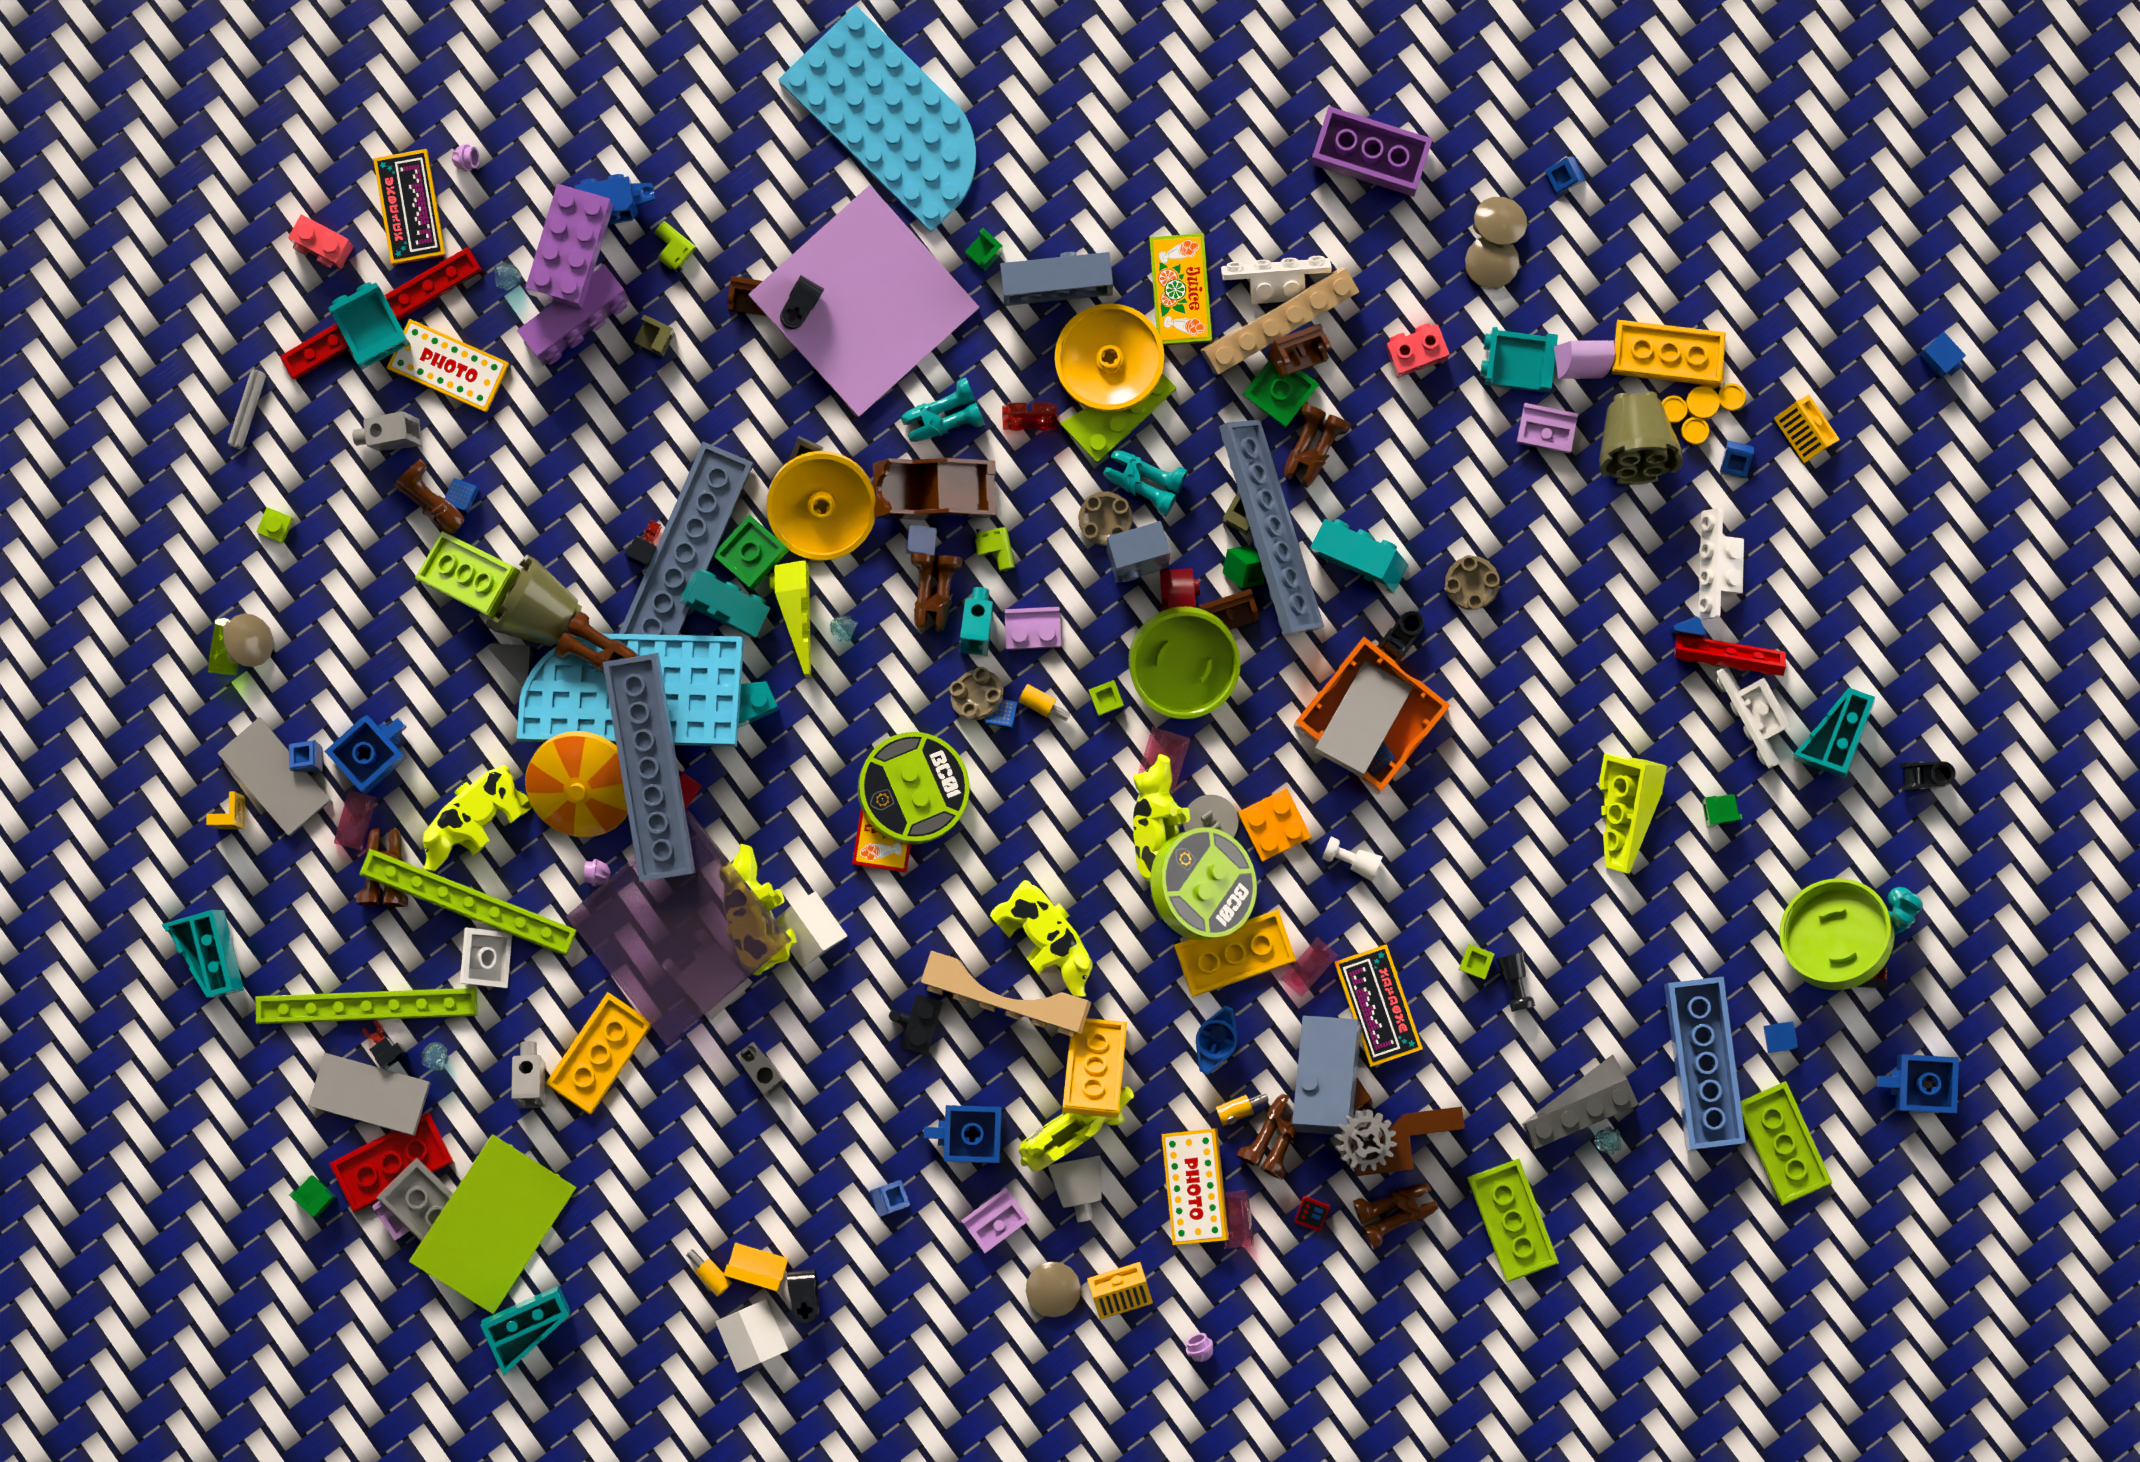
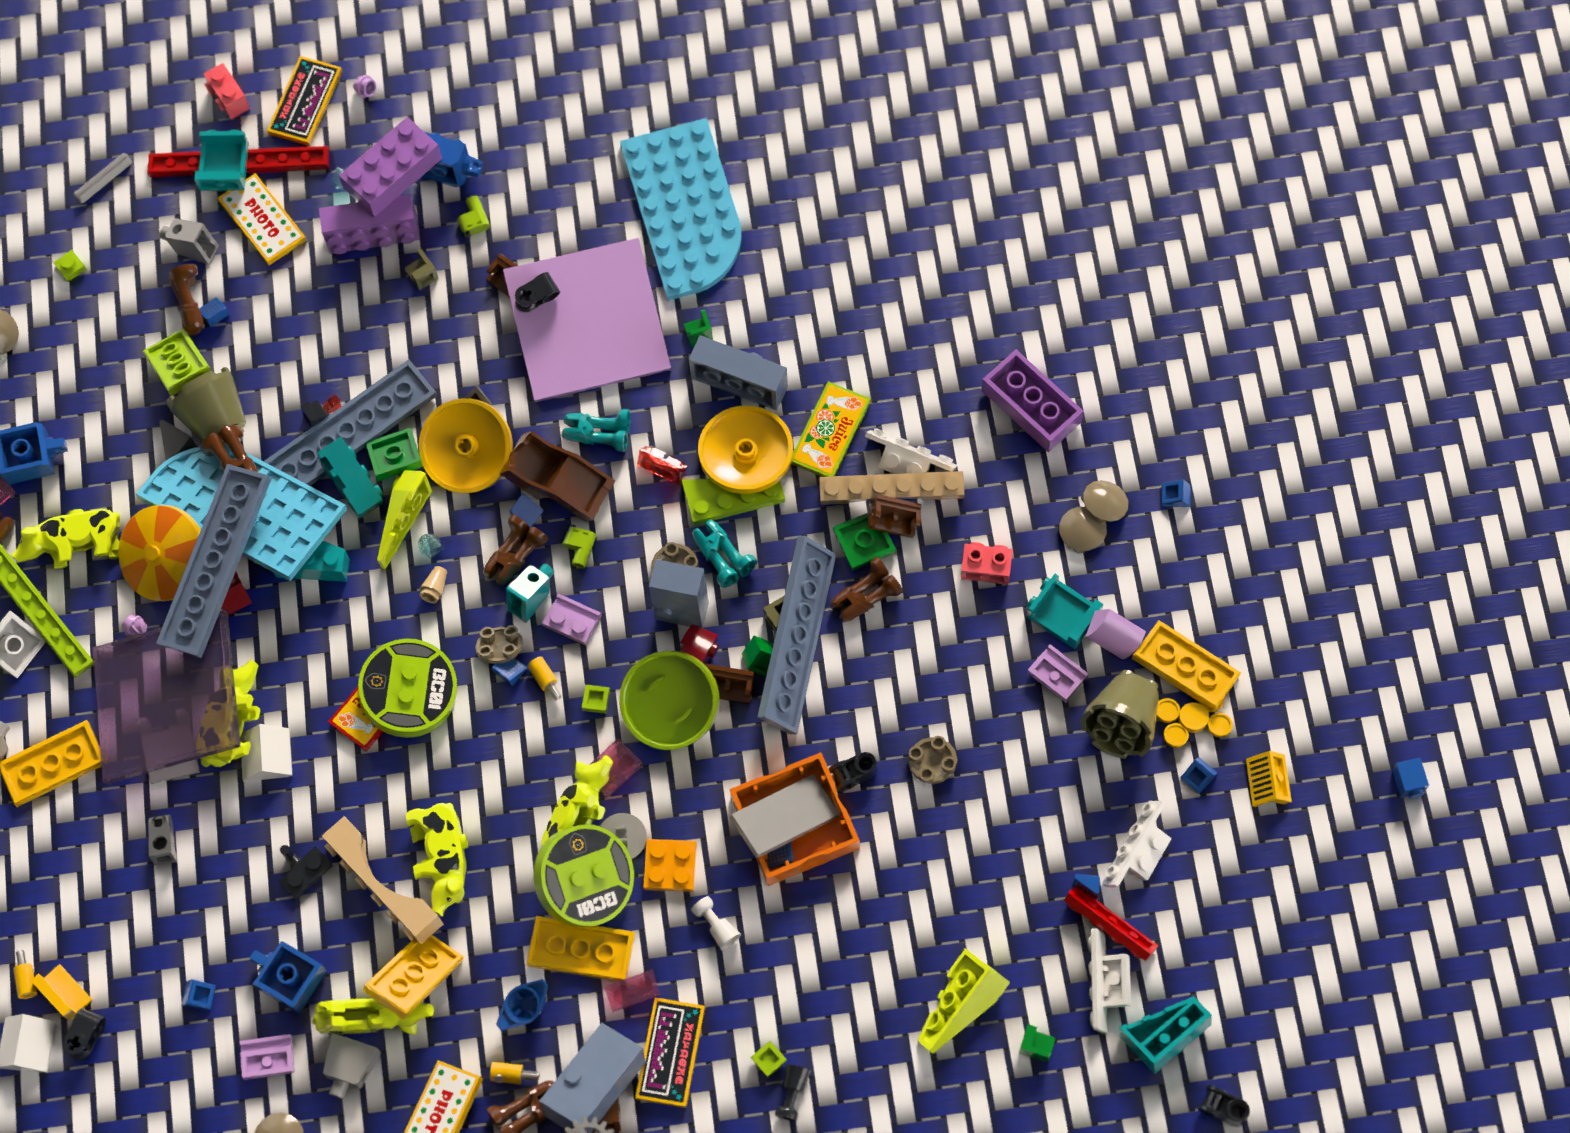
camera: 30 degrees right, 15 degrees down
(873, 667) = (433, 586): none -> tan cone
(1360, 553) = (856, 691): teal wedge -> none

